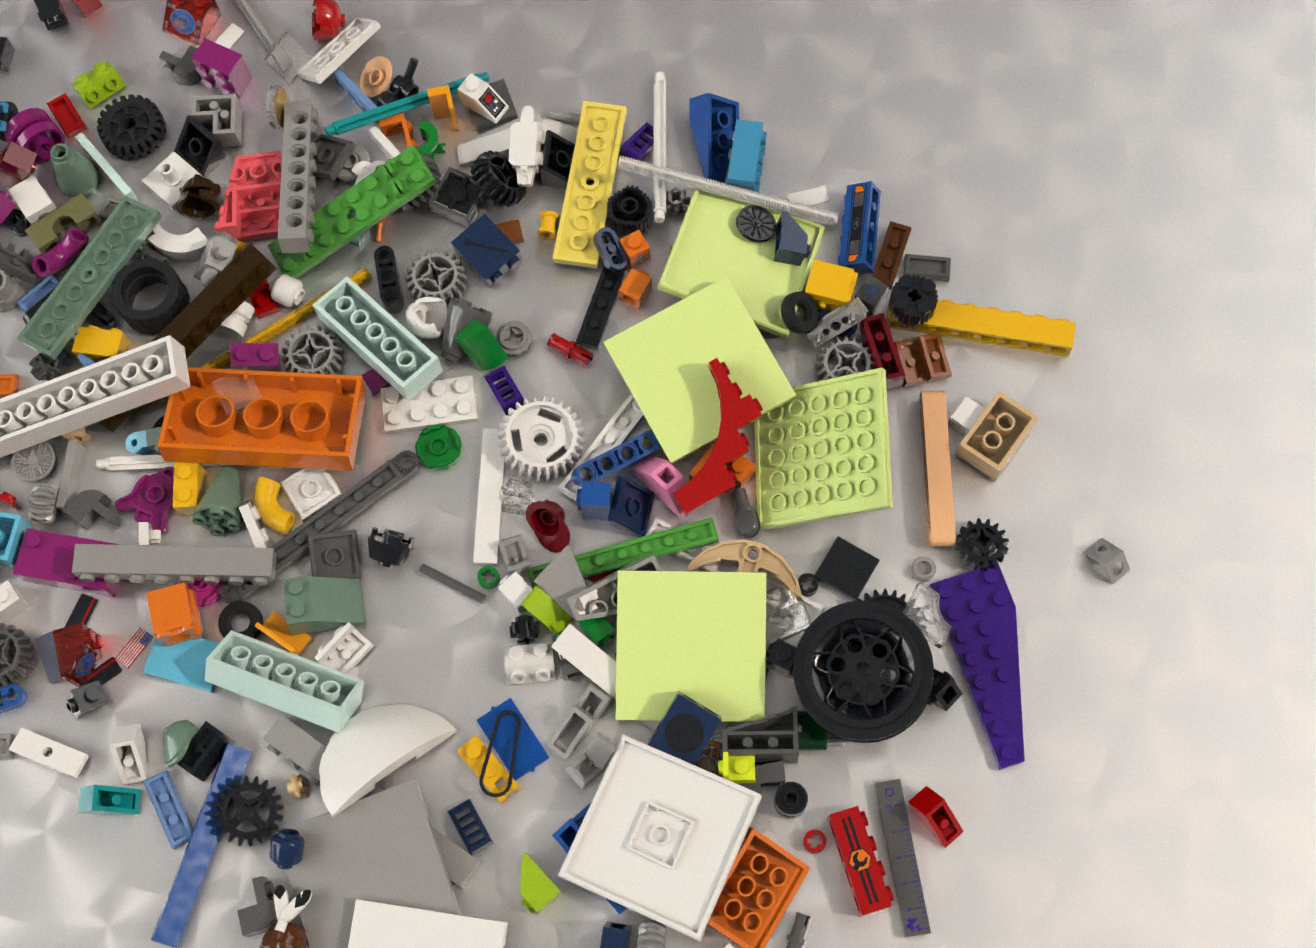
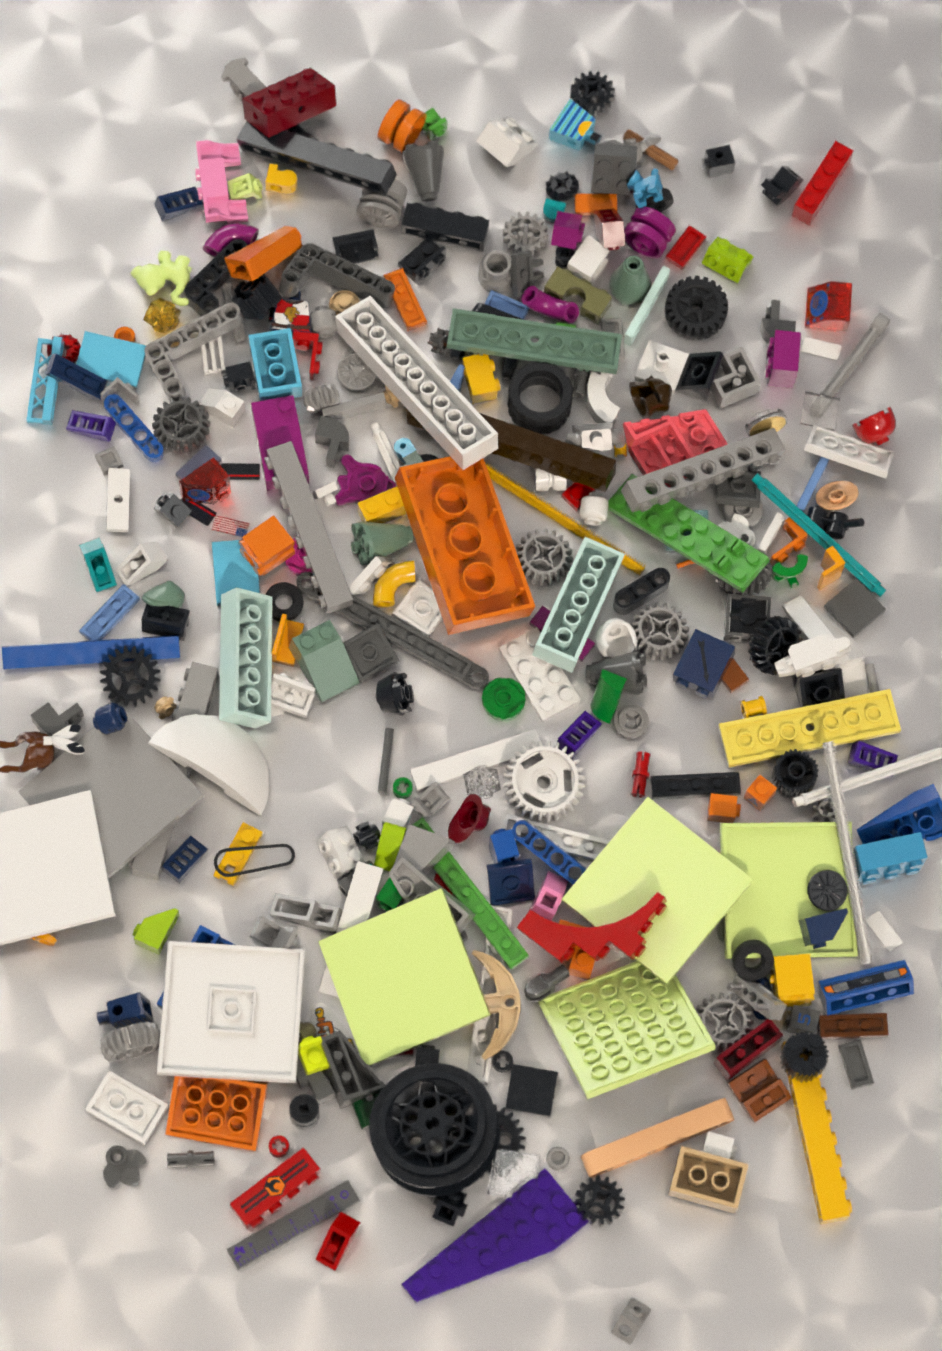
camera: 60 degrees right, 0 degrees up
(237, 390) = (479, 509): clear piece -> none
(255, 356) = (519, 509): magenta brick -> none
(482, 98) = (852, 598): white slope -> none
(529, 750) = (267, 881): clear blue piece -> none
(612, 249) = (749, 771): plate -> none
(685, 729) = (330, 1000): brick -> none
(784, 615) = (464, 1047): clear slope -> none

